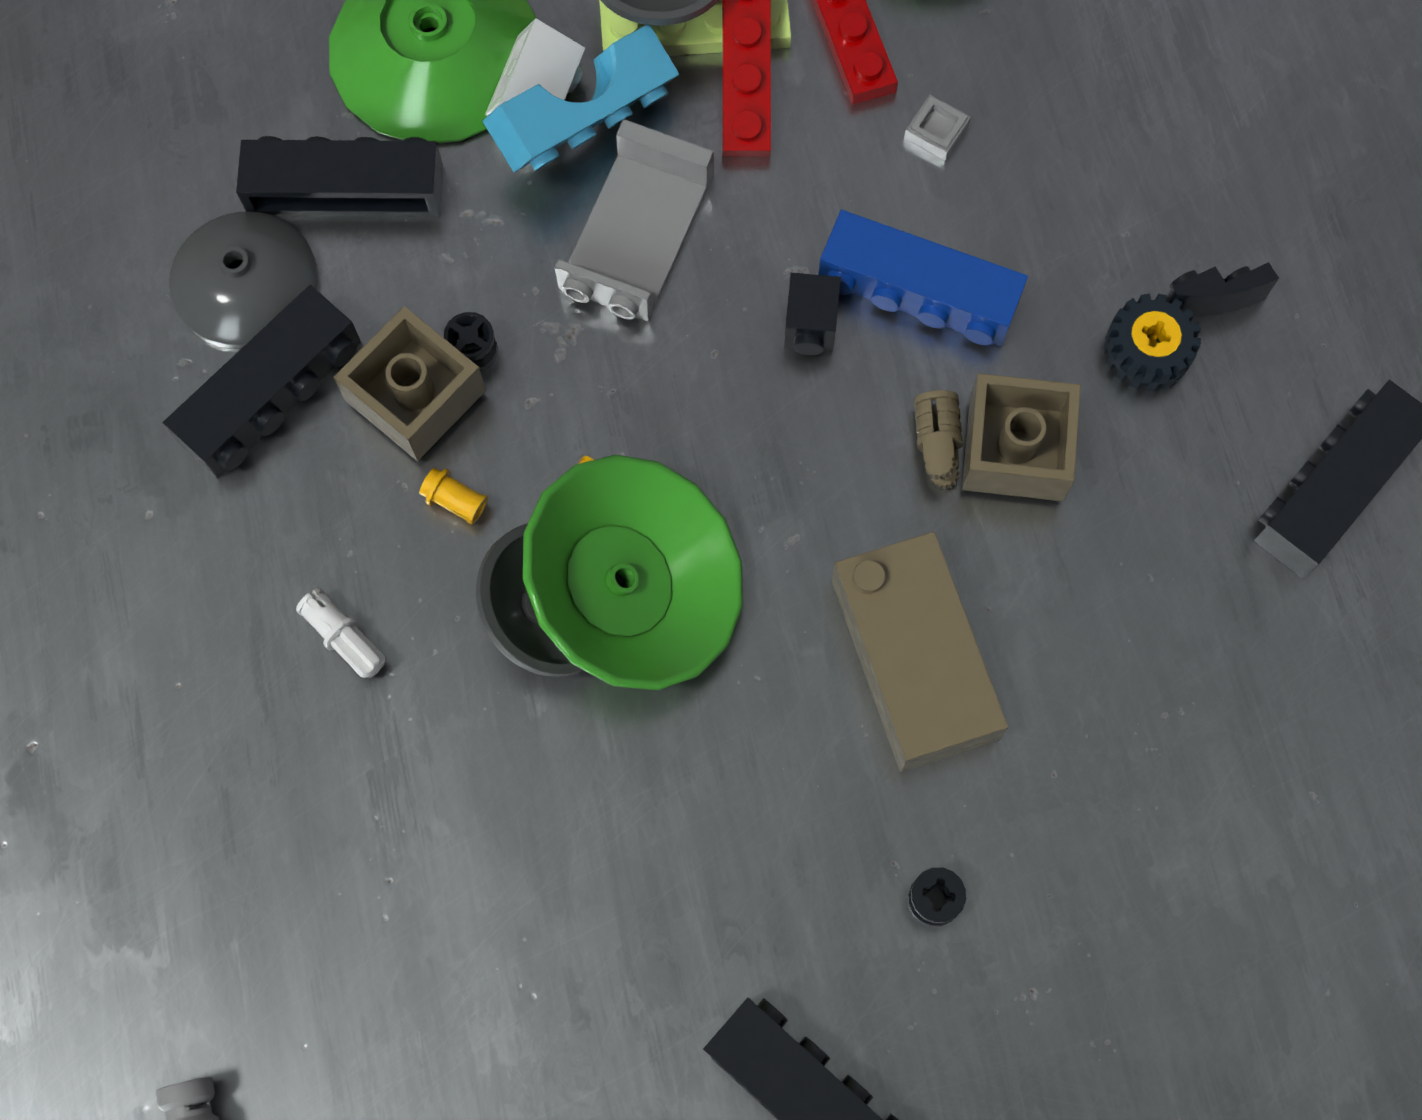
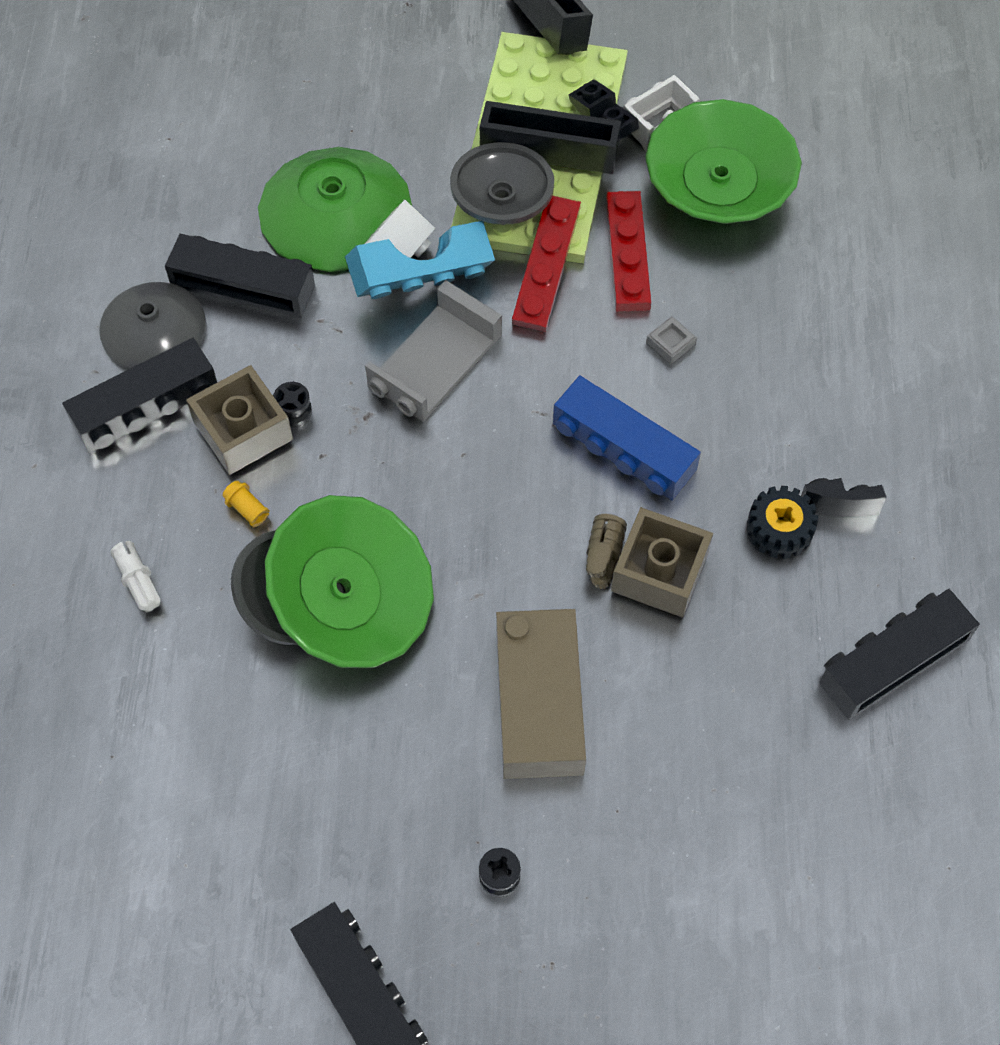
camera: 15 degrees right, 10 degrees down
(812, 313) = (538, 441): black brick -> none

